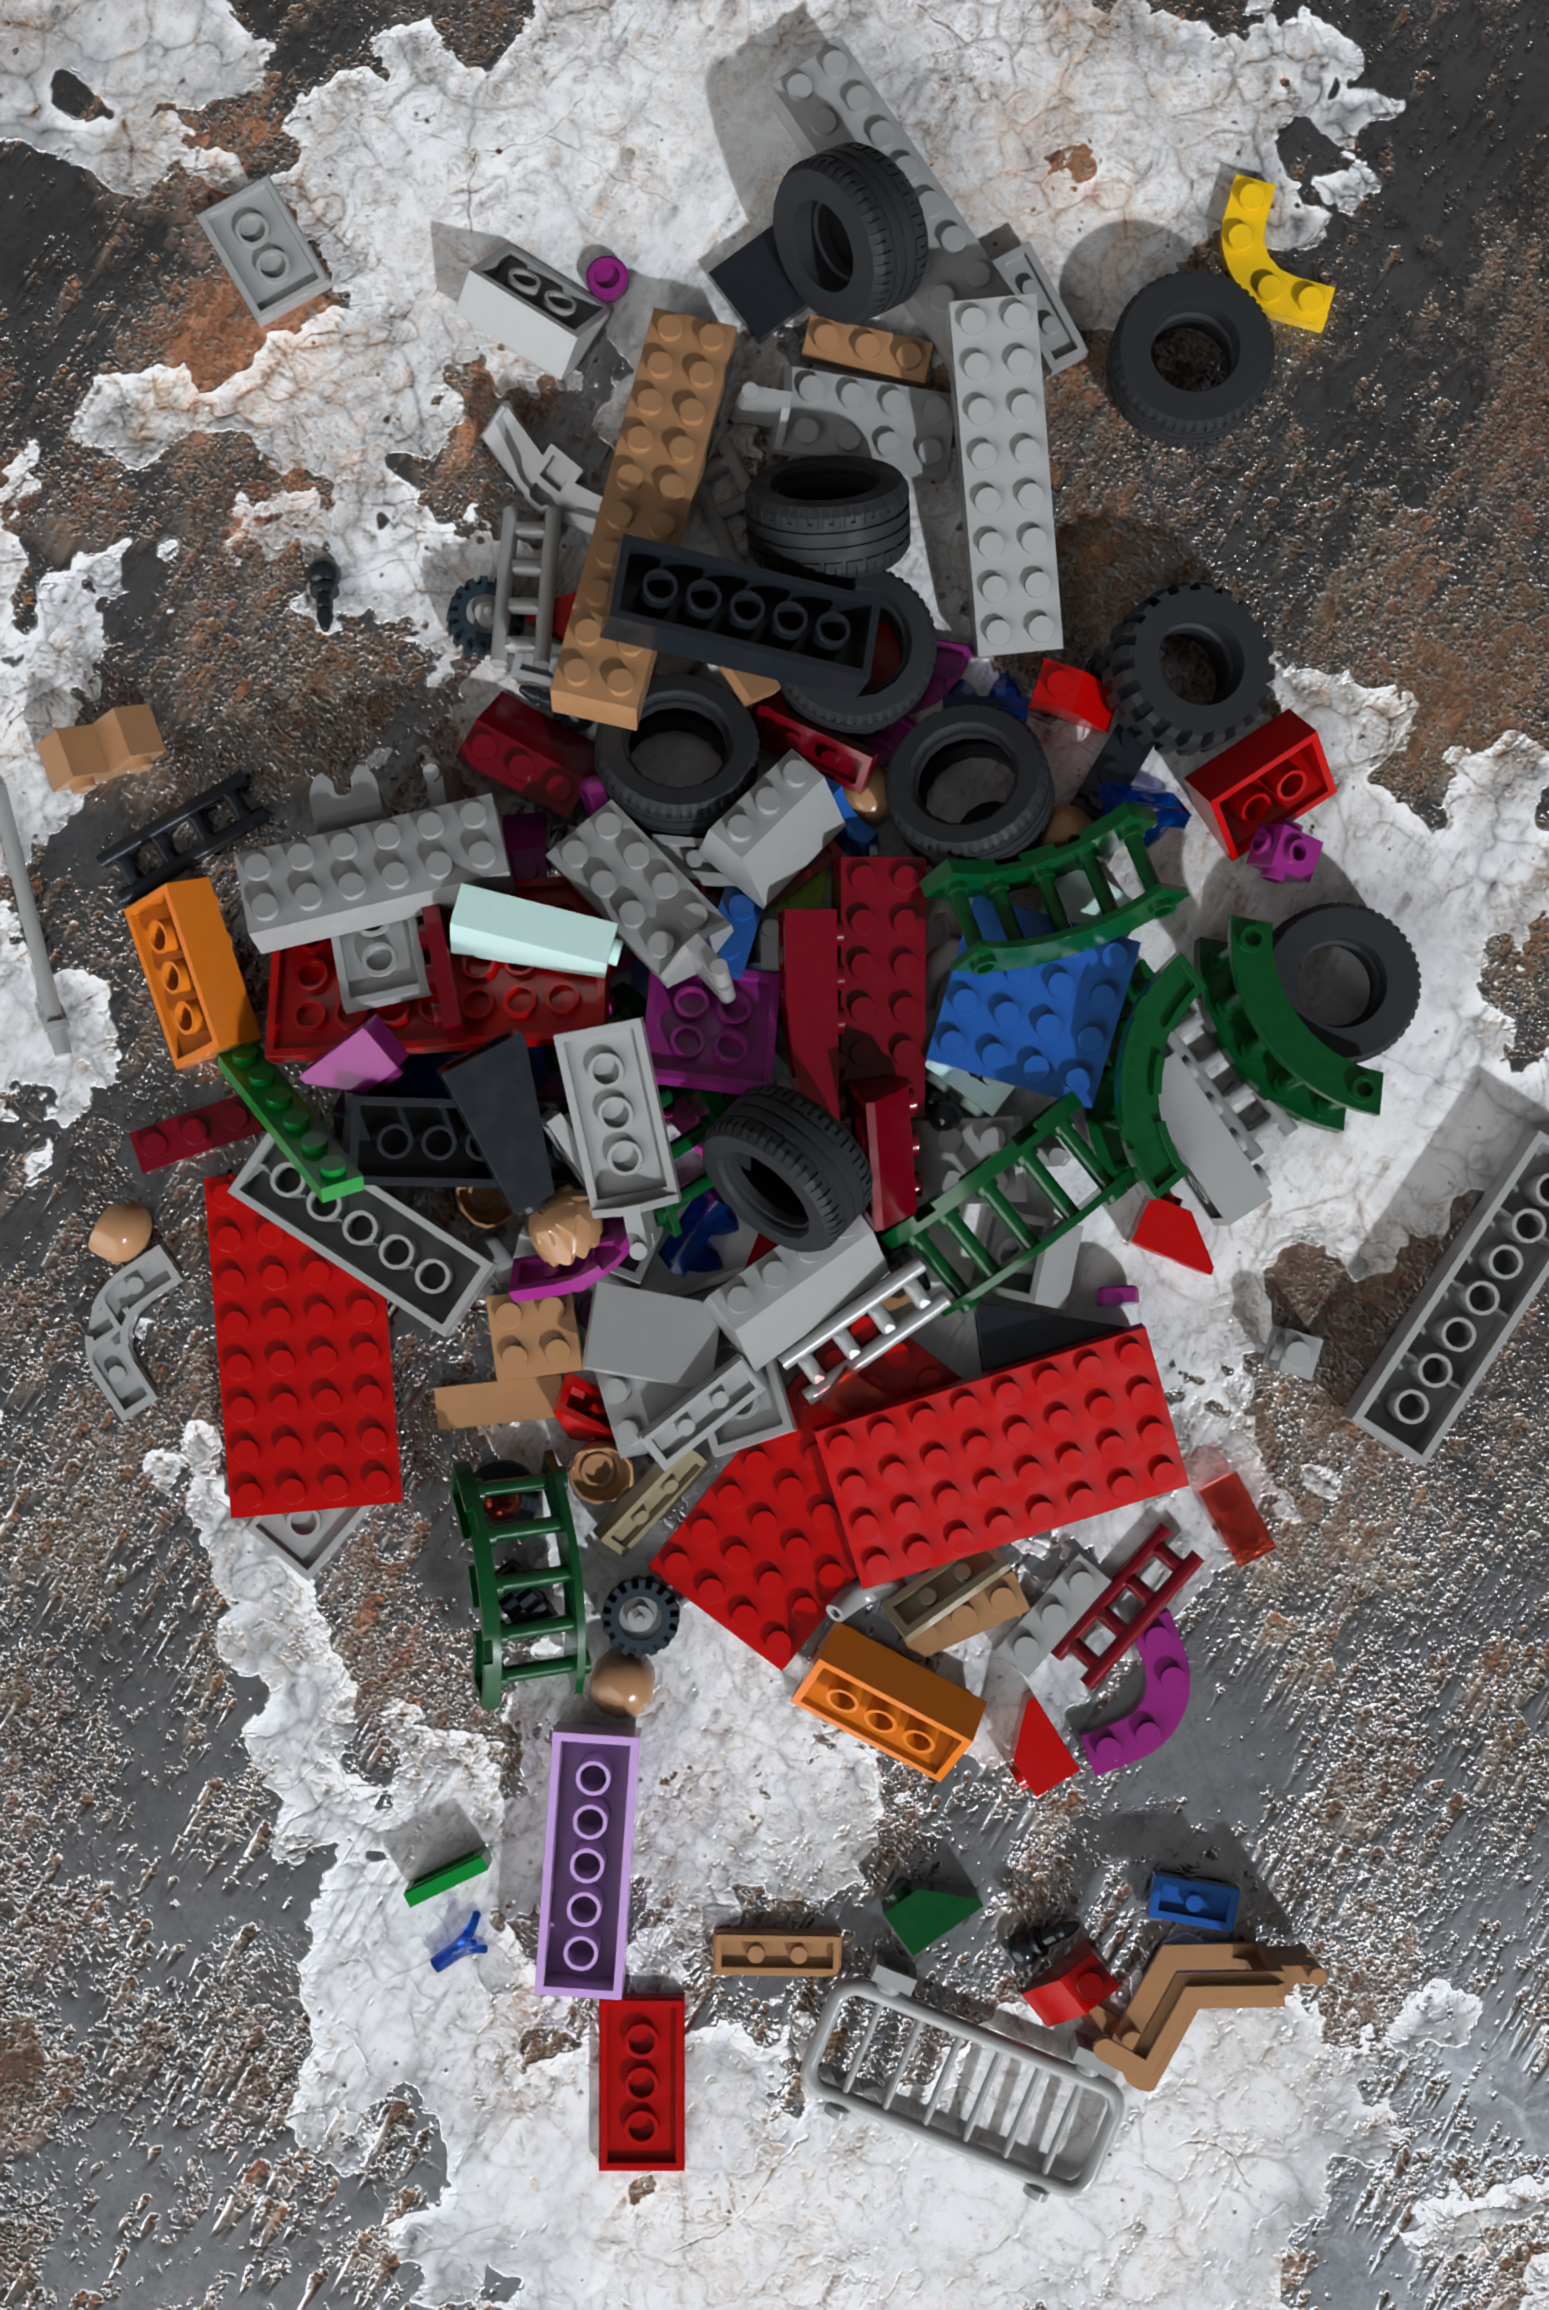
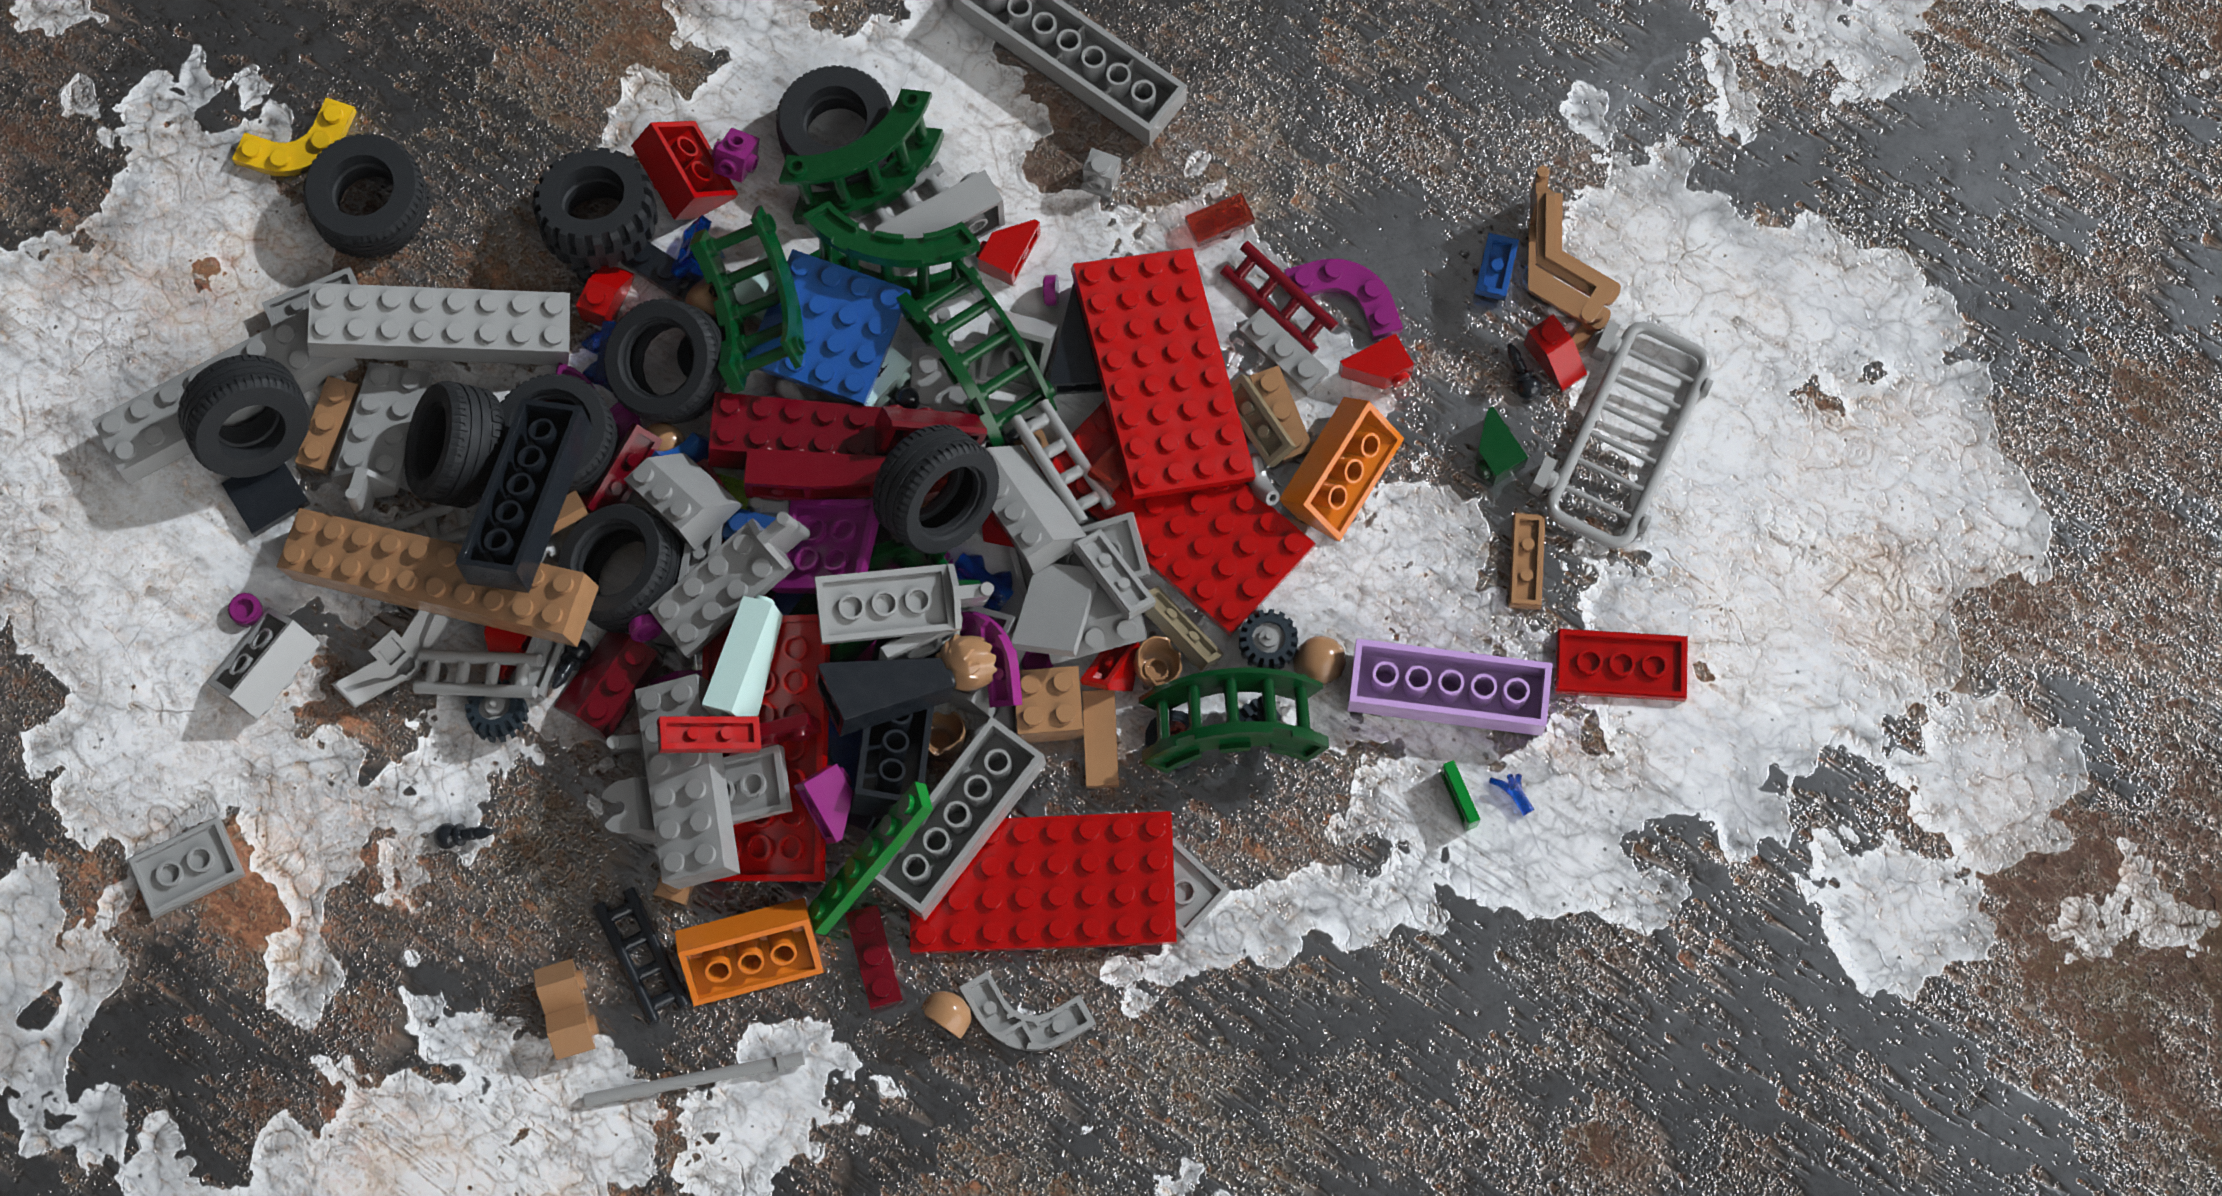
camera: 85 degrees left, 15 degrees down
(418, 896) = (708, 734): none -> red plate

